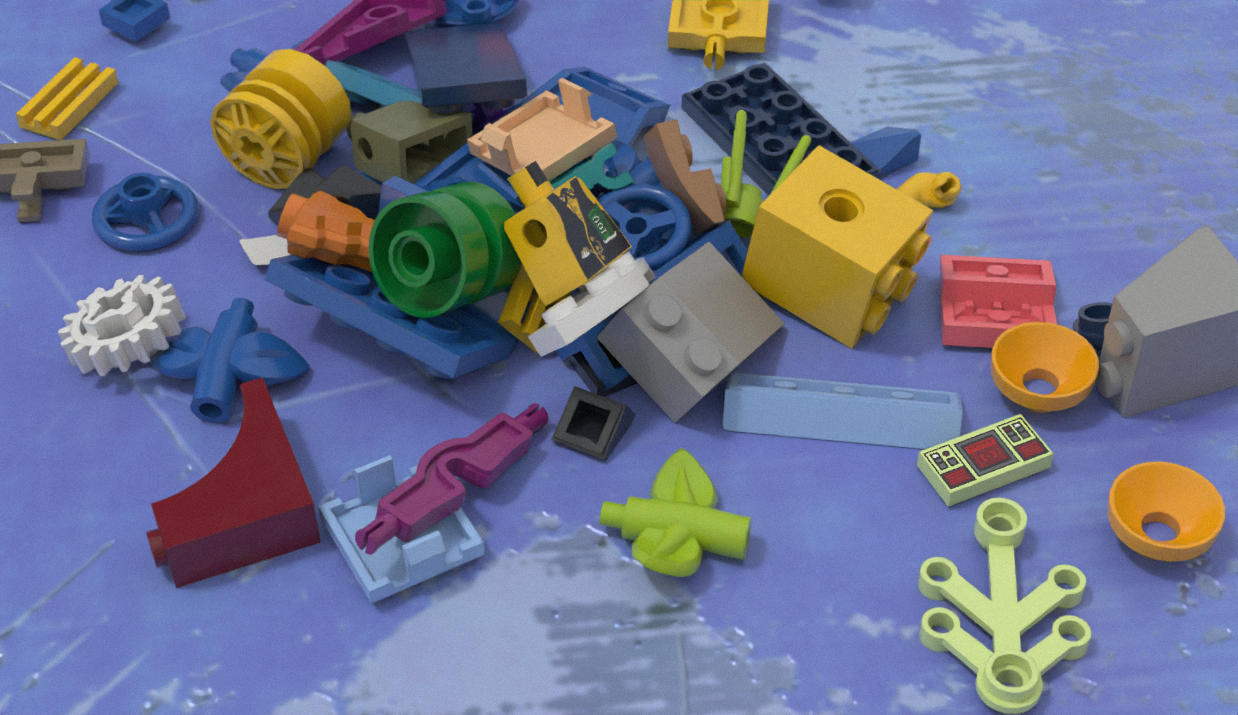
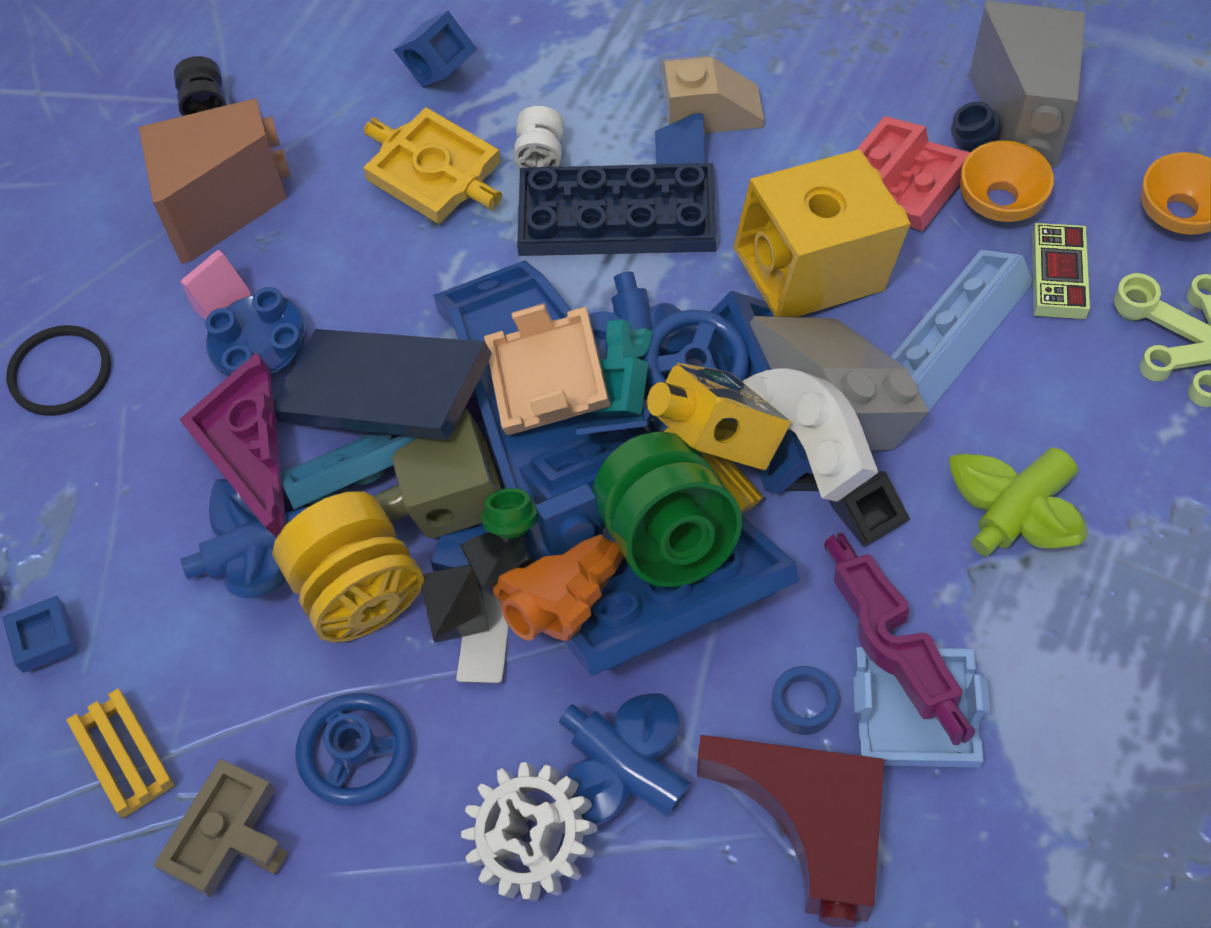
camera: 55 degrees left, 15 degrees up
(350, 436) = (796, 724): none -> blue piece
(381, 167) = (509, 513): none -> green plate
(671, 160) = (664, 292): medium nougat slope -> none
(744, 198) = (699, 273): lime plant -> none
(803, 56) = (539, 137): none -> white wheel
(932, 189) = (753, 147): yellow arm -> none
(956, 133) = (713, 89): none -> tan slope

